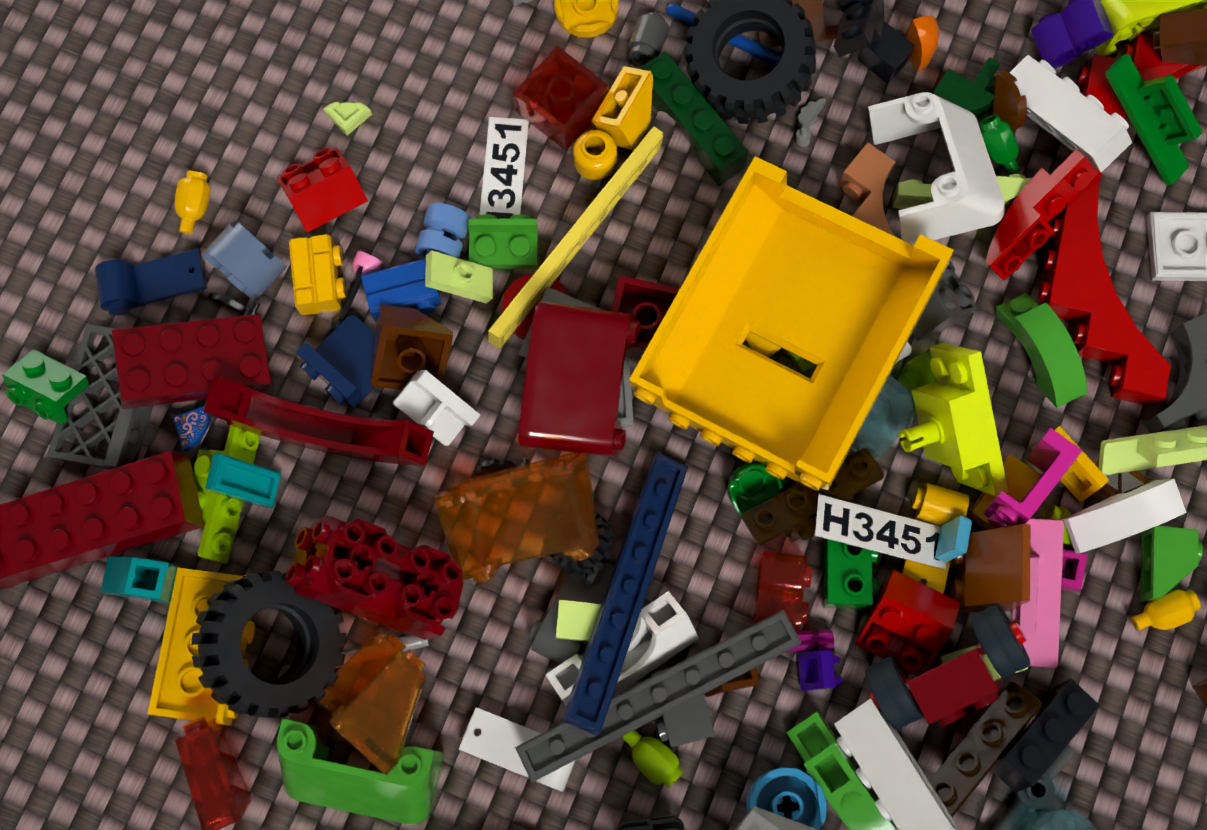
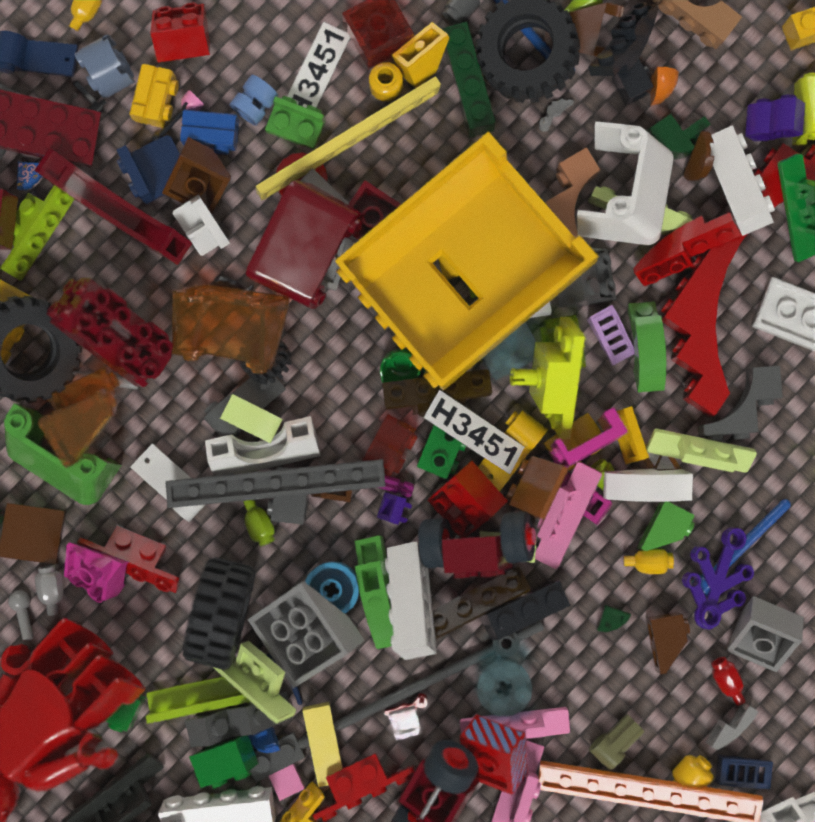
camera: 20 degrees right, 10 degrees up
(243, 480) = (49, 227): teal tile -> none
(459, 277) = (253, 137): yellowish green plate -> none
(625, 595) = (281, 406): dark blue tile -> none
(953, 539) = (522, 456): medium azure tile -> none
(1000, 142) = (684, 184): green plant -> none
(1001, 343) = (620, 331): none -> lavender slope
(1152, 705) = (612, 619): none -> dark green tile

